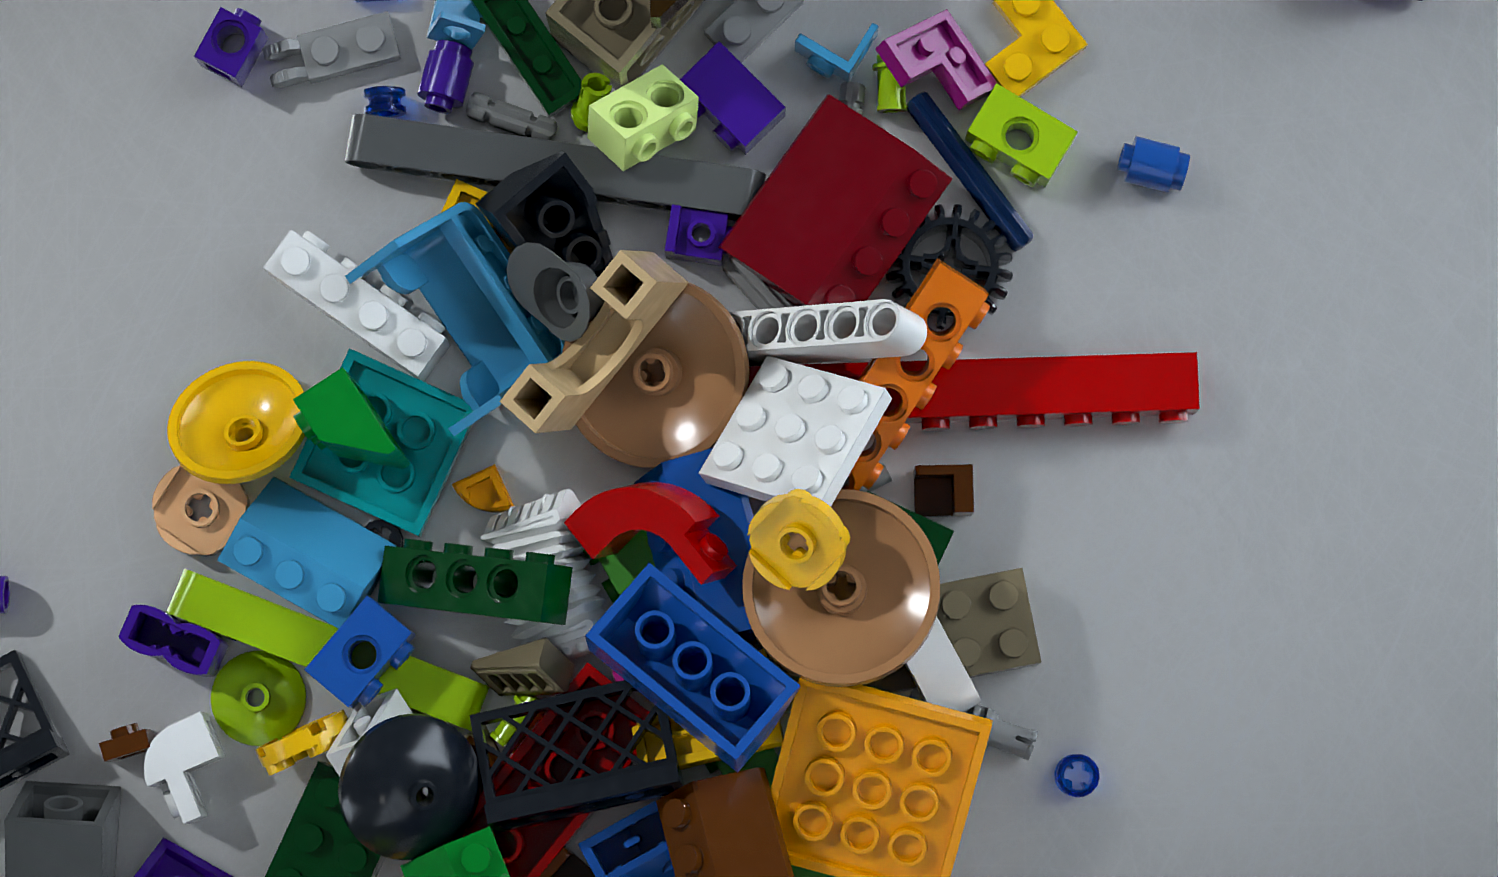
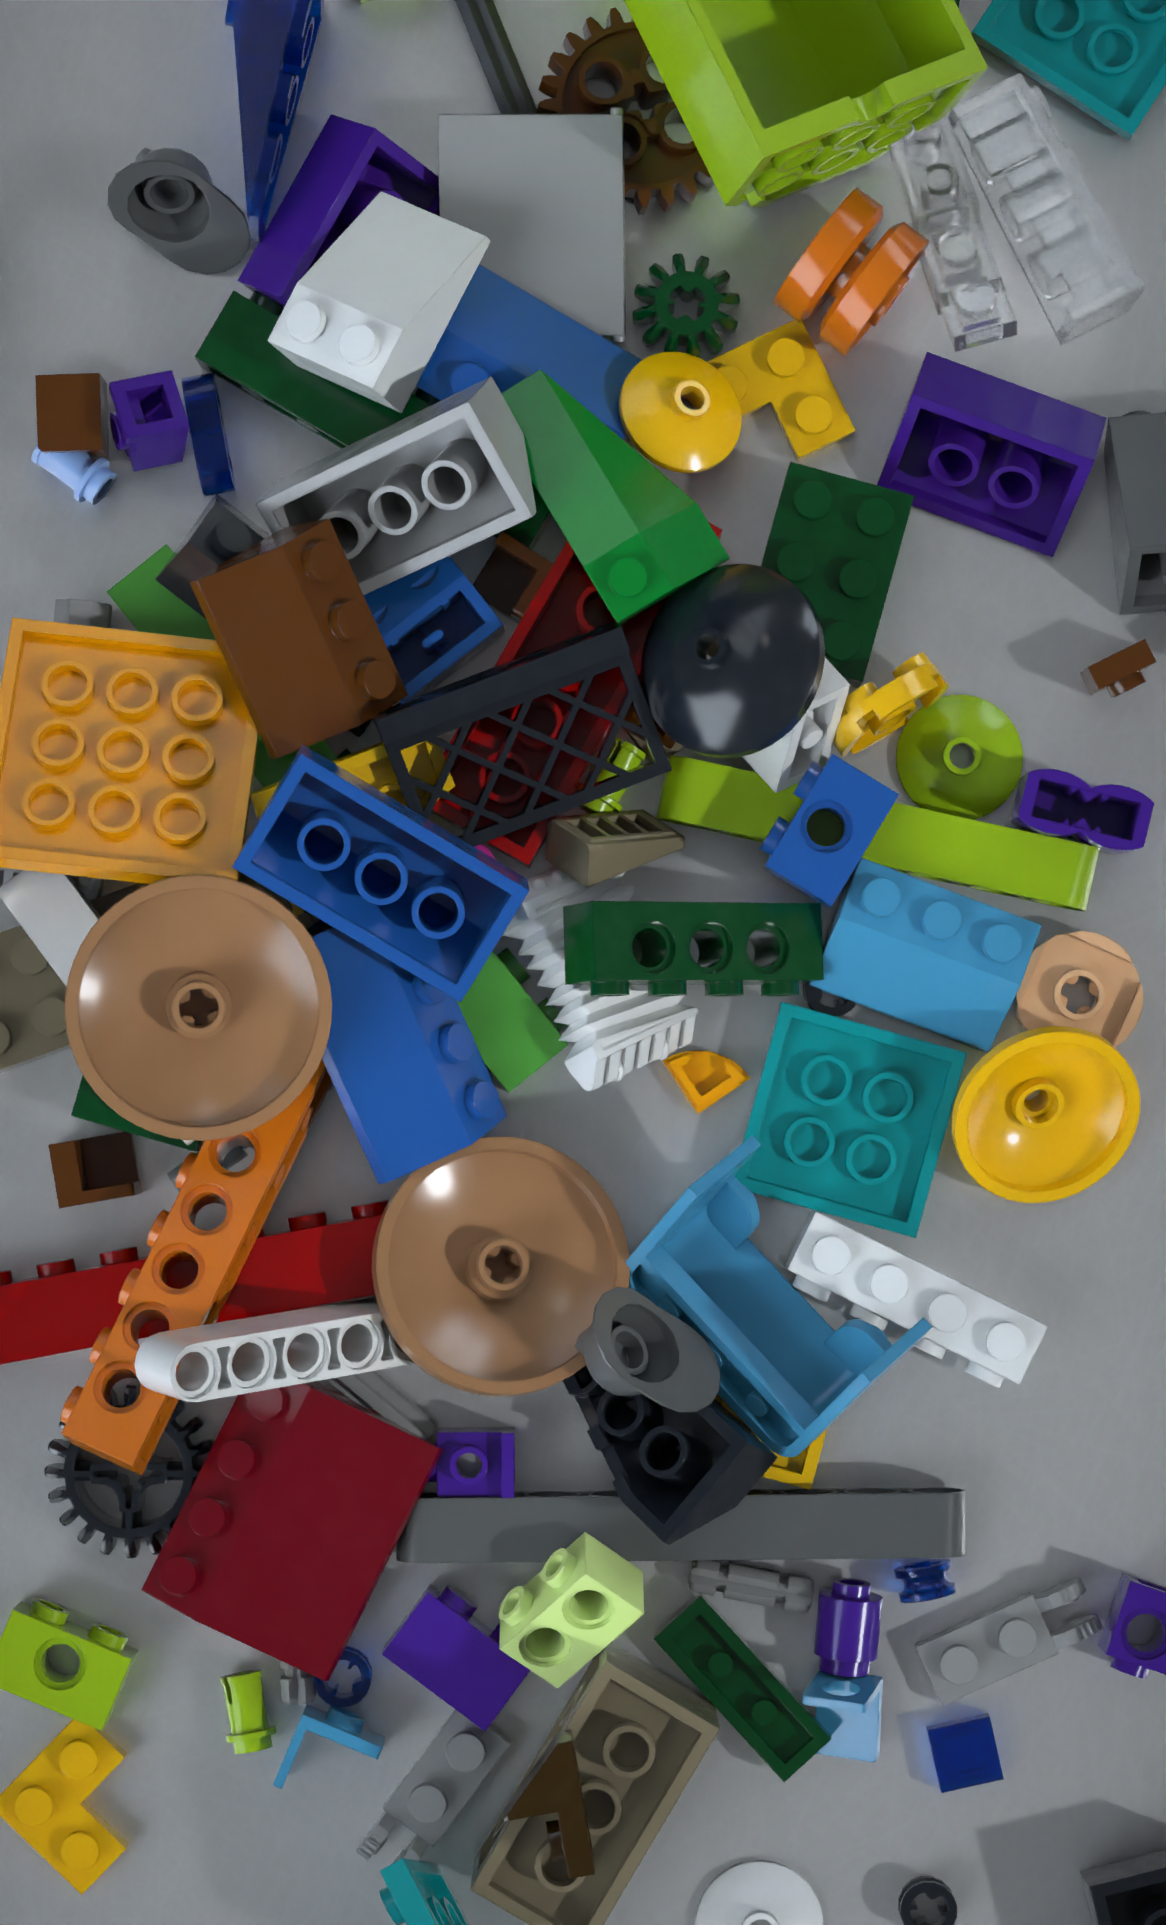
camera: 170 degrees right, 5 degrees up
(175, 755) = (1055, 661): white brick -> none
(344, 420) = (897, 1132): green slope -> none
(593, 87) = (643, 1637): lime pin -> none
(636, 295) = (541, 1348): tan arch -> none
(673, 513) = (458, 1075): red arch -> none
(795, 432) = (292, 1202): white plate -> none
(806, 88) = (359, 1687): none -> clear blue bush
(812, 519) = (258, 1090): yellow plate -> none
(939, 48) = (185, 1767): magenta plate -> none
(969, 171) = (124, 1607): dark blue axle -> none

